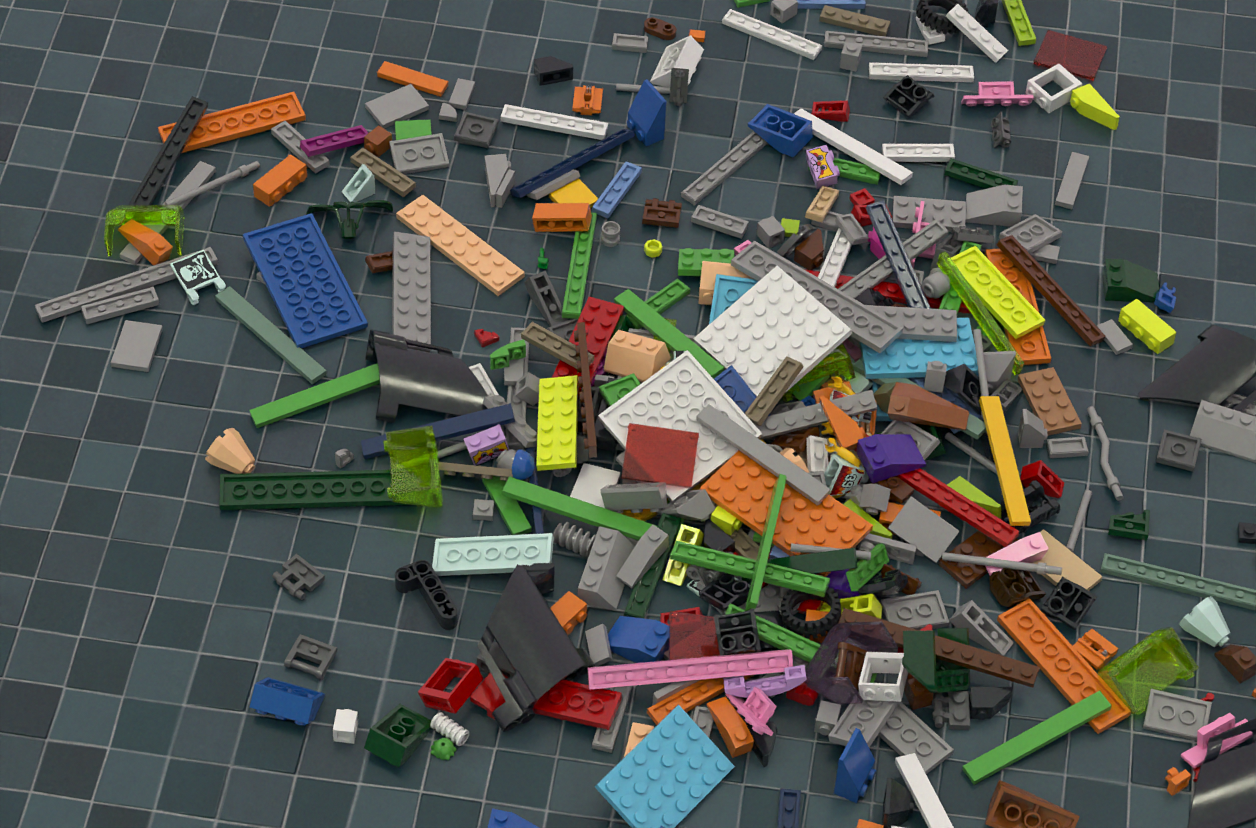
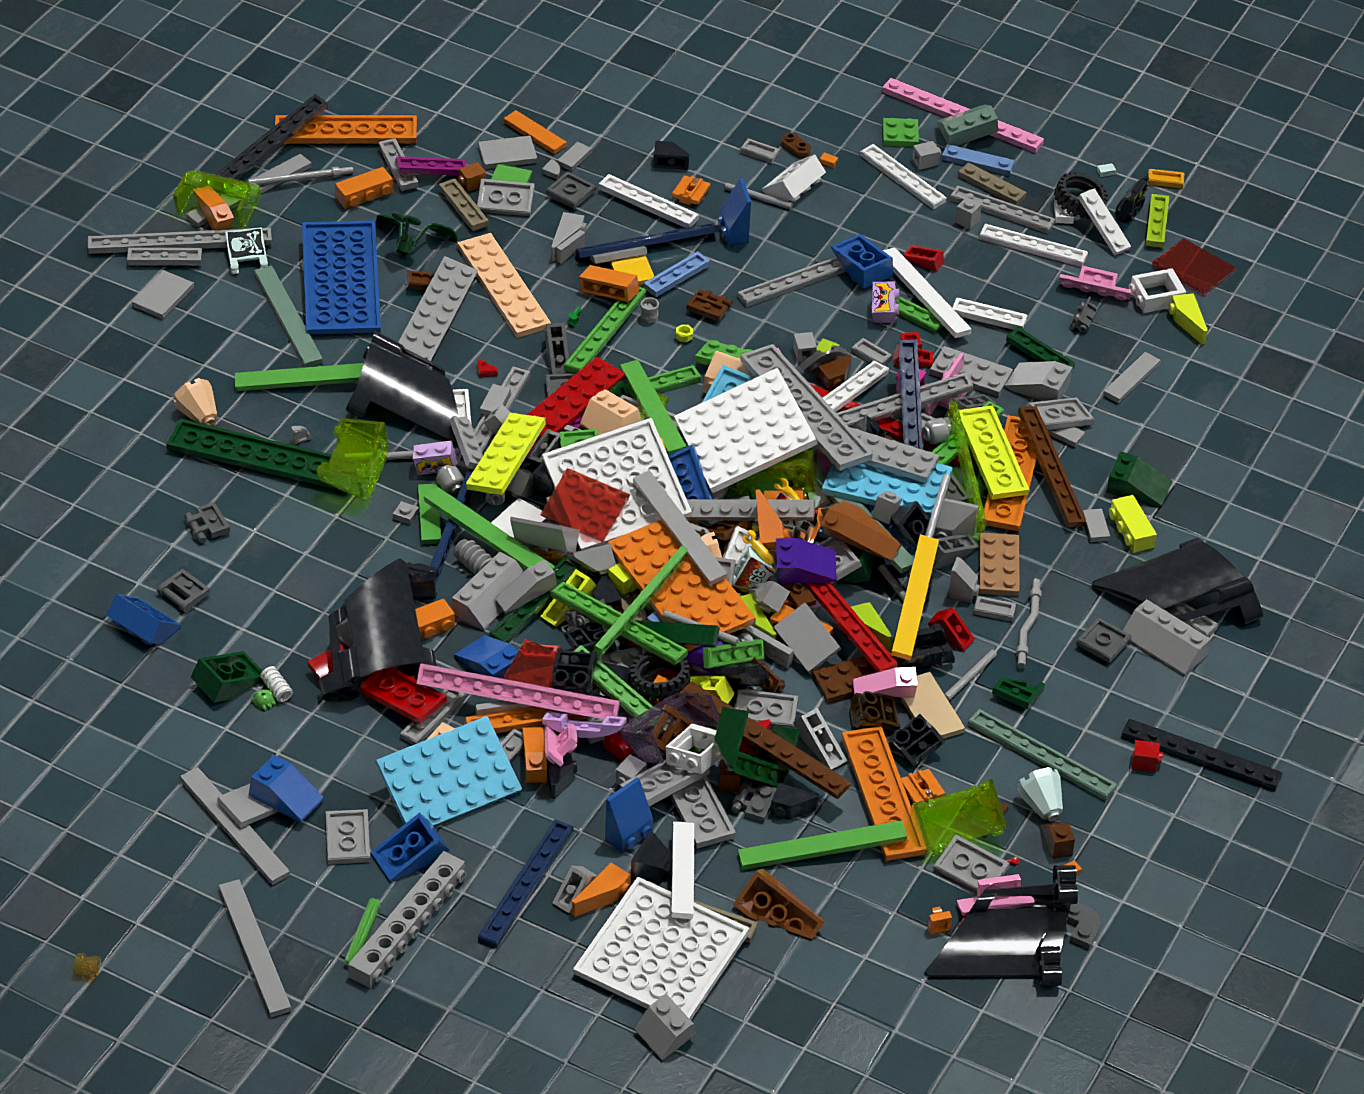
camera: 20 degrees right, 5 degrees down
(345, 726) = (183, 655): white brick -> none
(361, 185) = (436, 210): light aqua slope -> none
(422, 576) = (316, 551): black beam -> none
(432, 691) = (294, 646): red window -> none
(450, 427) = (412, 433): dark blue tile -> none
(470, 470) = (408, 475): dark tan plate -> none
(490, 553) = (384, 547): light aqua plate -> none
(501, 357) = (486, 385): bright green slope -> none
(522, 465) = (453, 480): blue piece -> none
(552, 344) = (541, 389): dark tan plate -> none
(585, 395) = (545, 429): reddish brown plate -> none
(598, 645) = (450, 652): light grey tile -> none
(679, 86) = (783, 197): dark grey hinge -> none
(720, 221) = (761, 326): light grey plate -> none
(773, 390) = (718, 476): dark tan plate -> none
(822, 204) = (868, 335): tan tile -> none
(851, 229) = (884, 363): light grey tile -> none
(908, 96) = (1006, 262): black slope -> none
(975, 235) = (1006, 400): dark grey plate -> none
(1040, 568) = (899, 699): light grey bar -> none
(1165, 298) = (1166, 504): blue plate -> none

